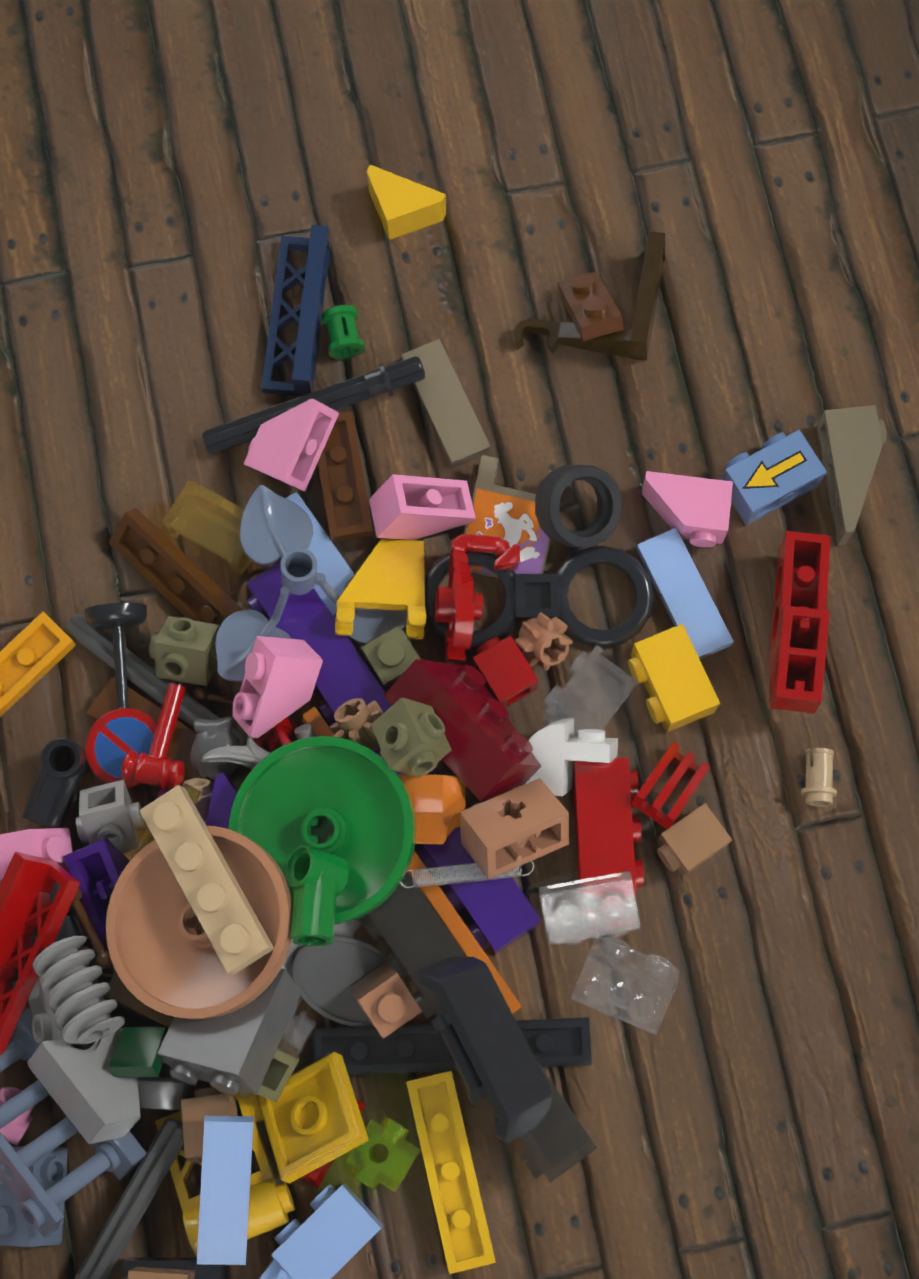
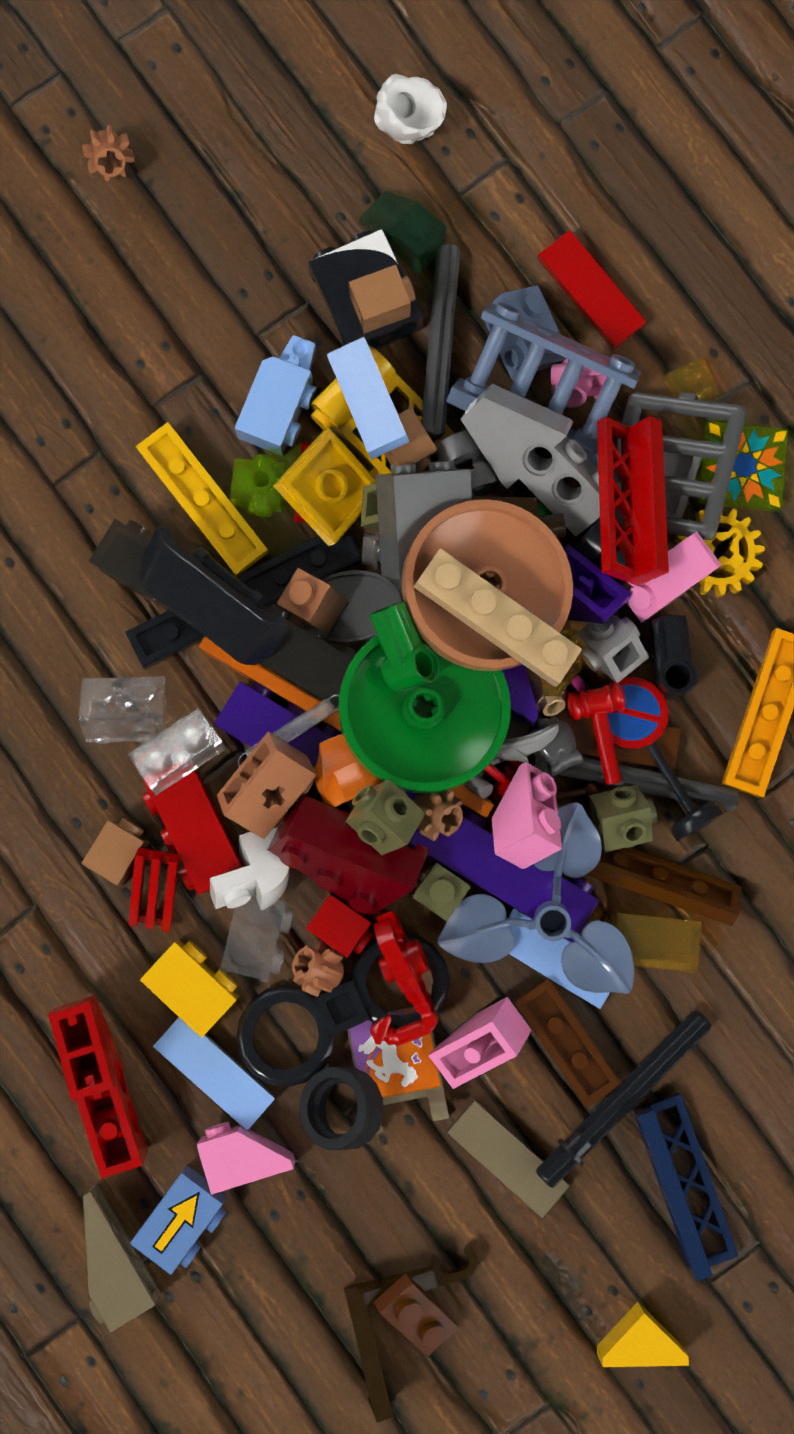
camera: 150 degrees right, 10 degrees up
(73, 992) = (559, 486): light grey piece -> none
(103, 958) = (554, 525): reddish brown hinge -> none
(137, 1052) = (487, 467): dark green tile -> none
(292, 443) = (623, 1046): bright pink slope -> none
(343, 332) = (633, 1183): green bush -> none
(387, 581) = (476, 959): yellow flag -> none
(819, 777) = (31, 957): tan pin -> none

